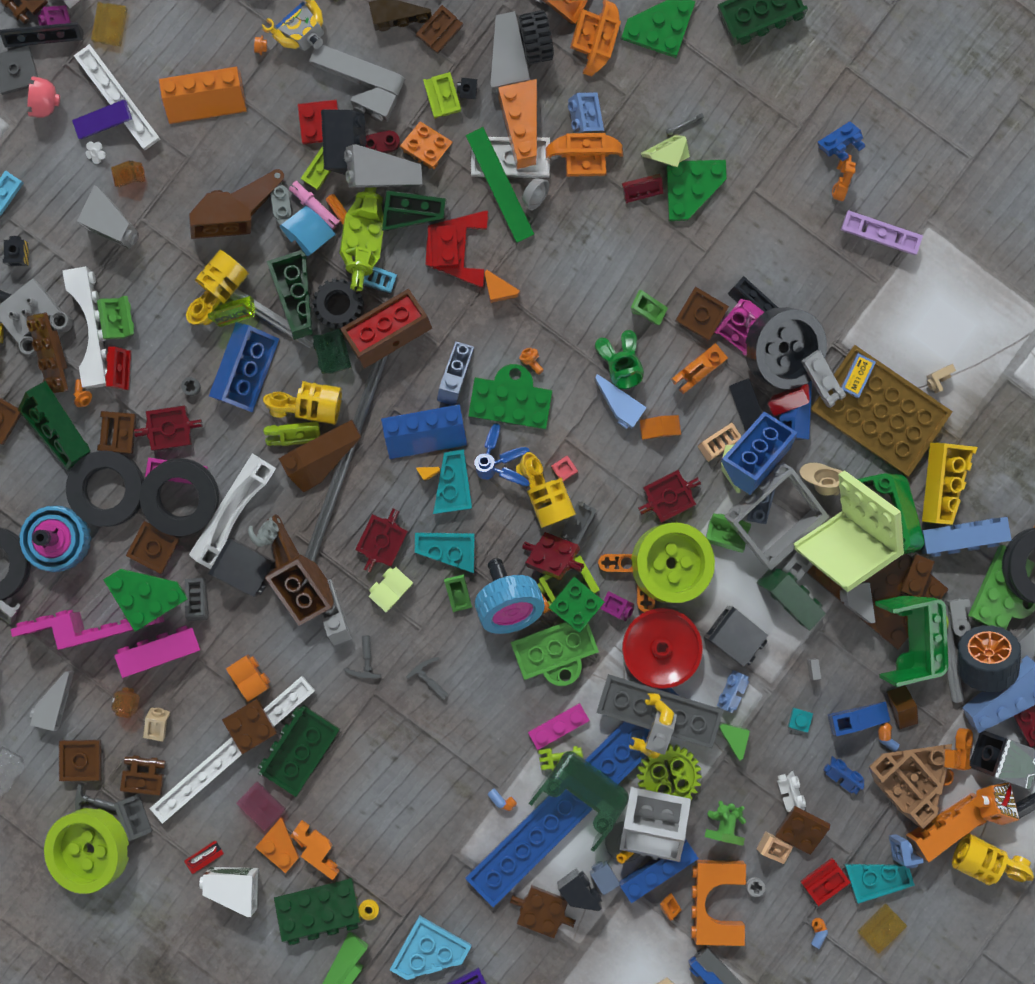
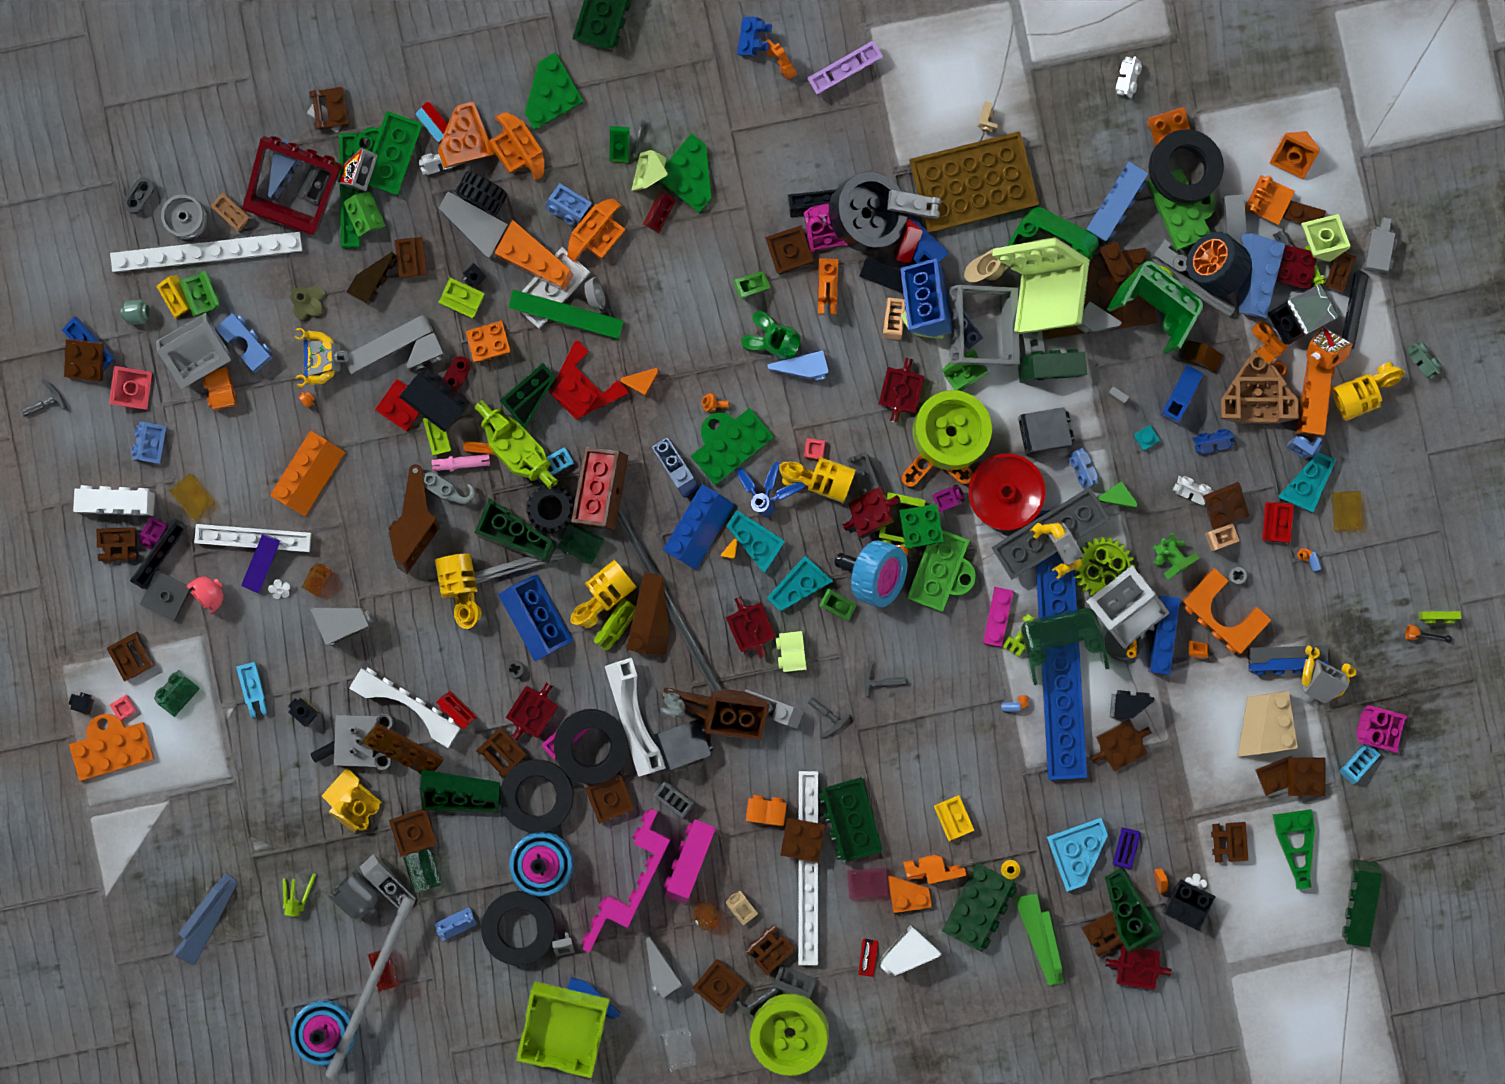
camera: 40 degrees left, 0 degrees up
(82, 398) = (454, 755): orange plate -> none
(115, 318) = (417, 679): bright green bracket -> none
(144, 596) = (643, 831): green plate -> none
(233, 311) = (489, 589): clear neon green panel -> none
(307, 230) = (476, 483): dark azure slope -> none
(370, 829) = (953, 818): none -> yellow plate
(378, 169) = (478, 393): light grey slope -> none
(604, 877) = (1135, 678): sand blue brick -> none
(660, 427) = (845, 352): orange slope -> none
(668, 111) = (619, 144): none -> green slope
(858, 375) = (933, 176): tile -> none
(884, 735) = (1211, 387): arm -> none
(945, 481) = (1065, 181): yellow wedge -> none

